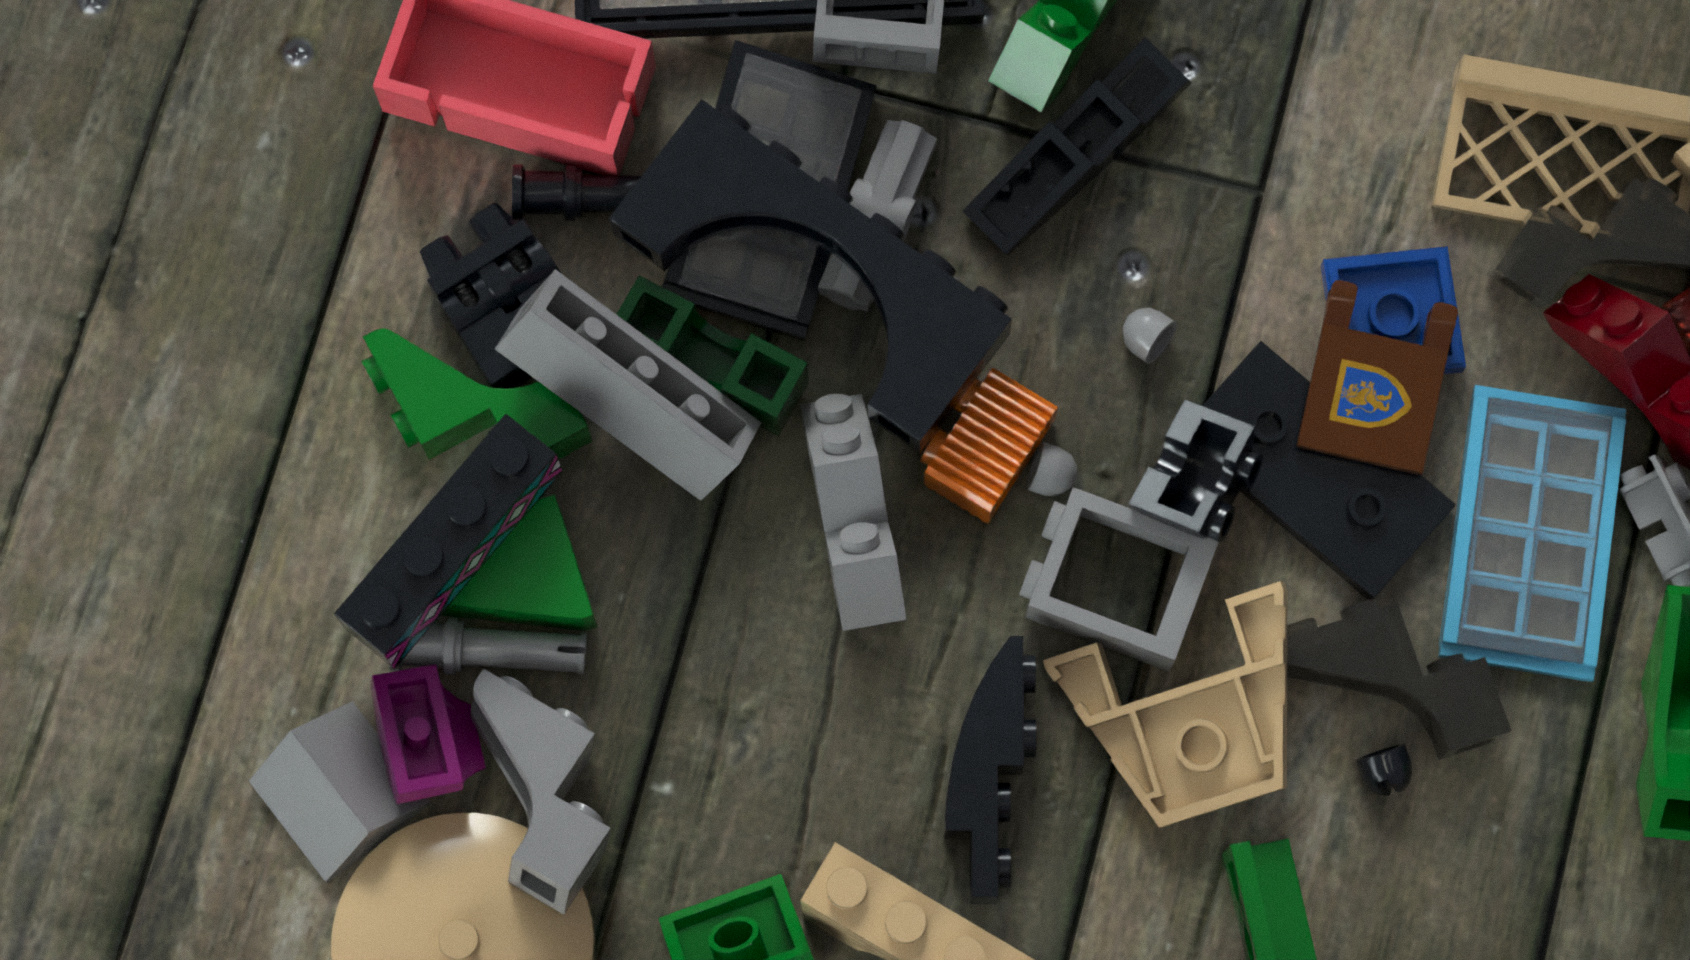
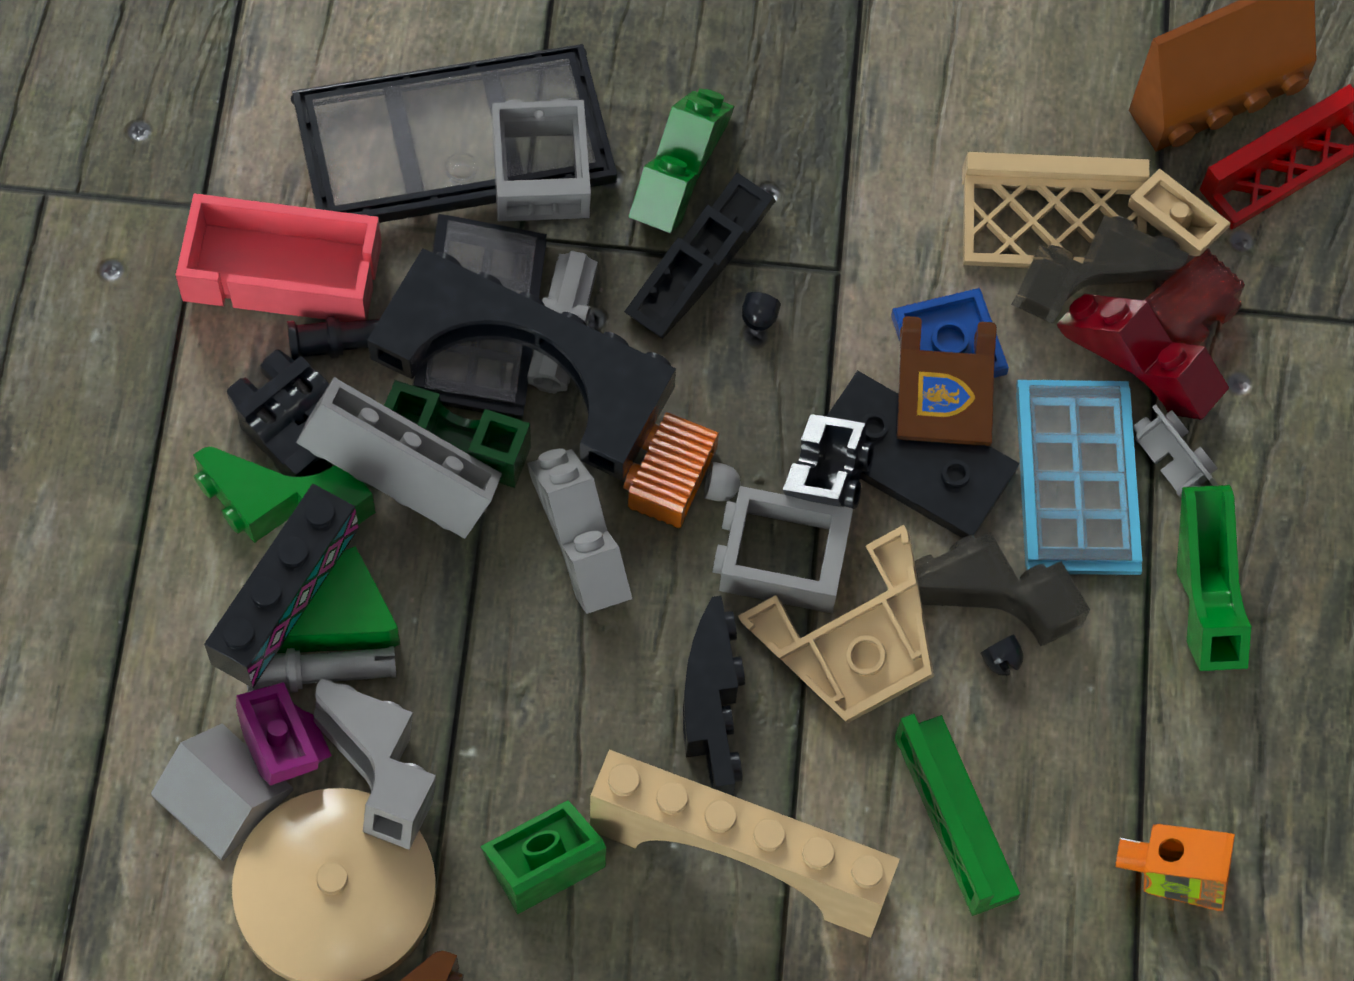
camera: 15 degrees left, 10 degrees down
(1143, 237) = (760, 310): none -> black hinge
(1148, 333) = (775, 377): light grey hinge -> none

